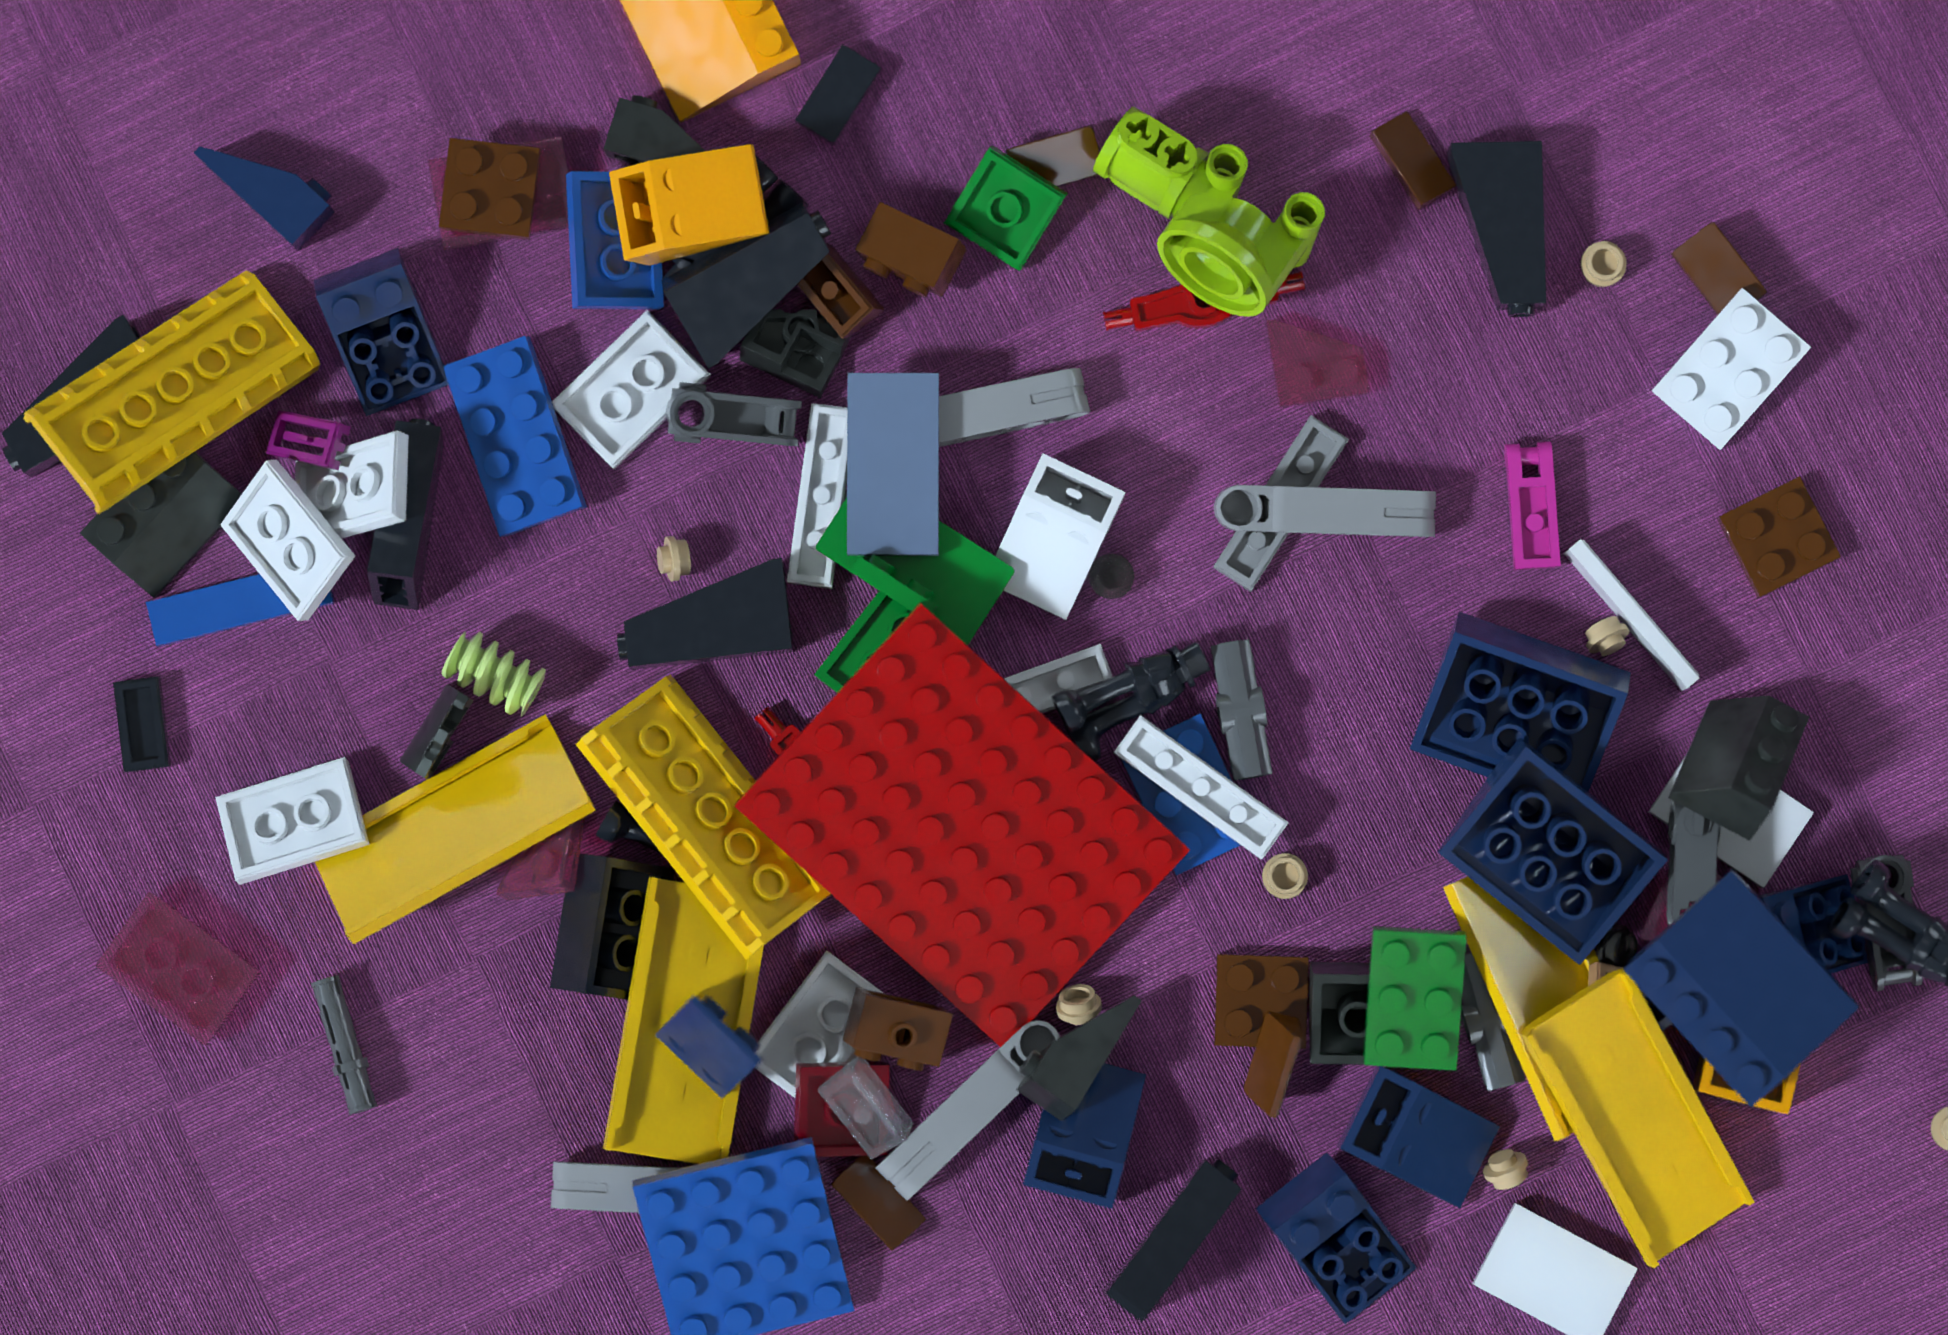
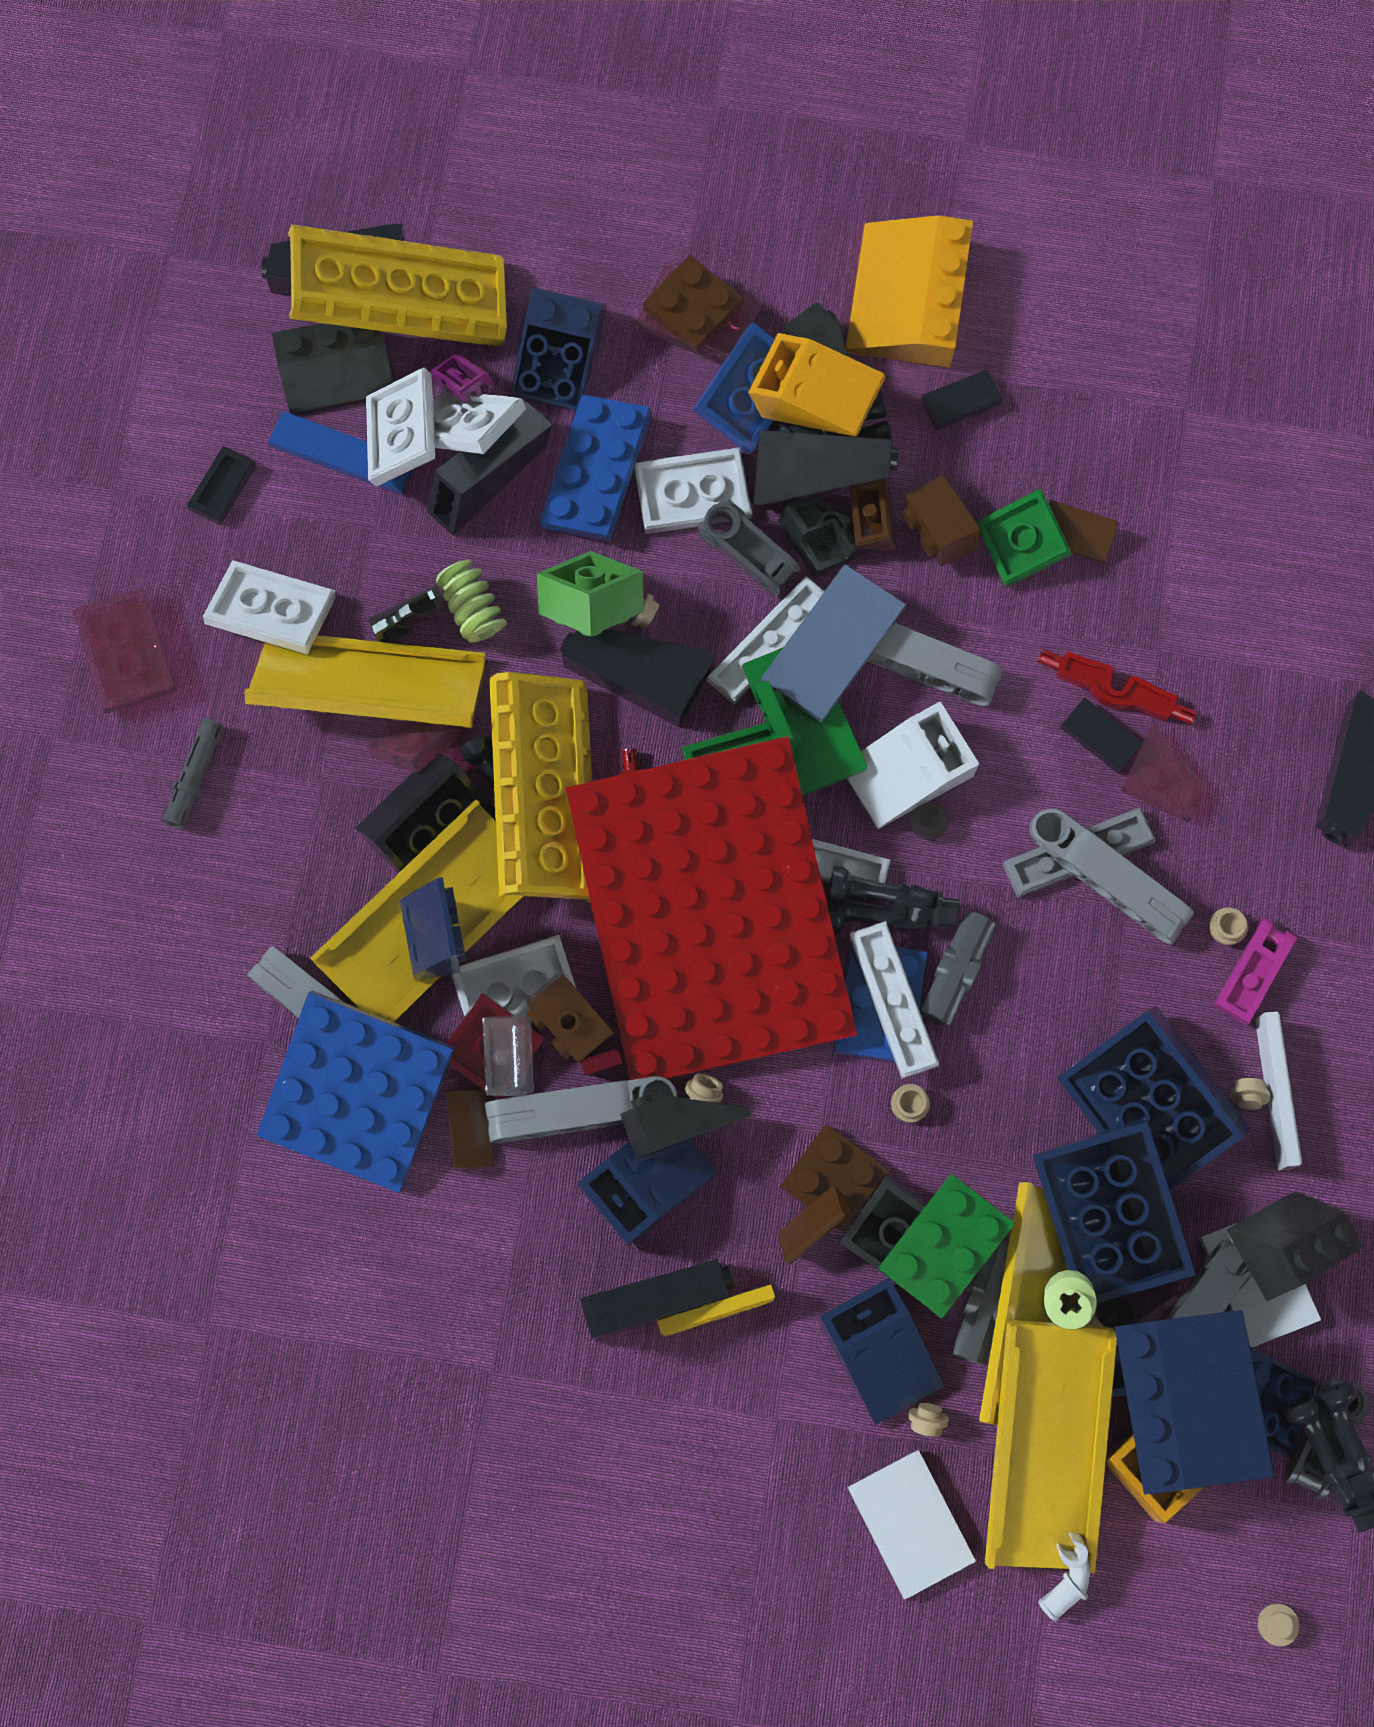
camera: 30 degrees right, 10 degrees down
(276, 195) = (553, 220): dark blue slope -> none
(613, 585) = (590, 593): none -> bright green brick
(959, 1047) = (601, 1061): none -> dark red tile
(1214, 241) = (1153, 640): lime piece -> none
(1222, 364) = (1101, 735): none -> black tile
(1250, 1192) = (716, 1311): none -> yellow tile
(1336, 1238) = (772, 1383): dark blue slope -> none
(1412, 160) = (1321, 690): reddish brown slope -> none
(1477, 477) = (1228, 926): none -> tan plate
(1579, 977) = (1071, 1315): none -> yellowish green piece
(1741, 1224) = (1074, 1585): none -> white piece

